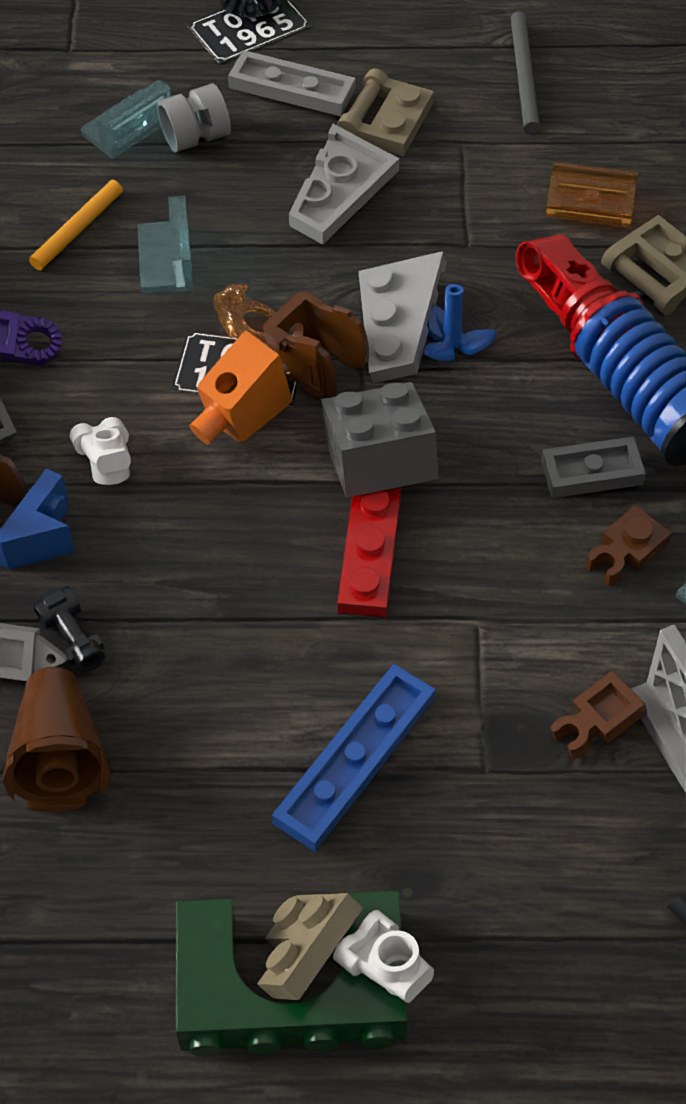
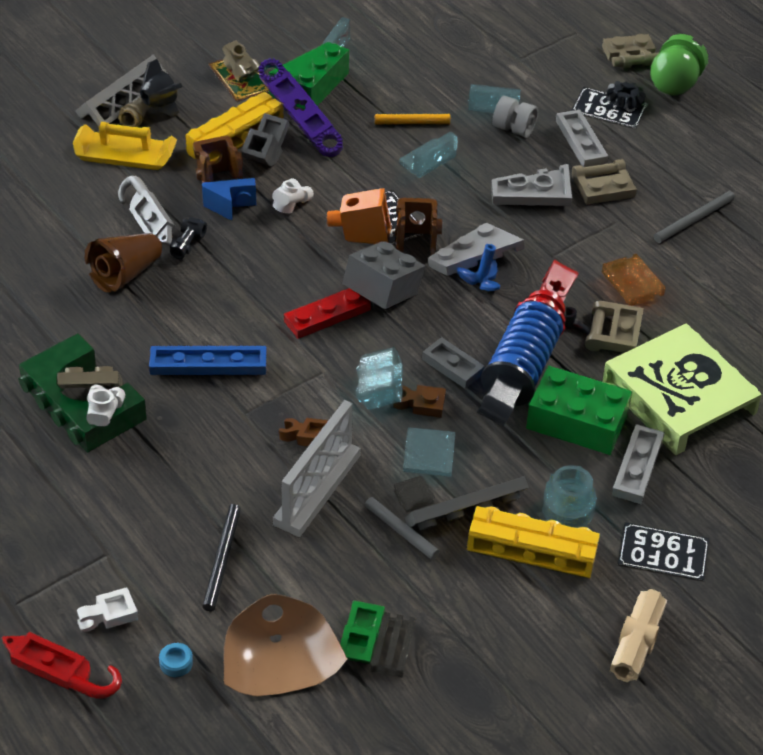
camera: 50 degrees right, 10 degrees down
(232, 310) = (414, 191): clear orange piece -> none
(569, 565) = (380, 378): none -> clear light blue brick

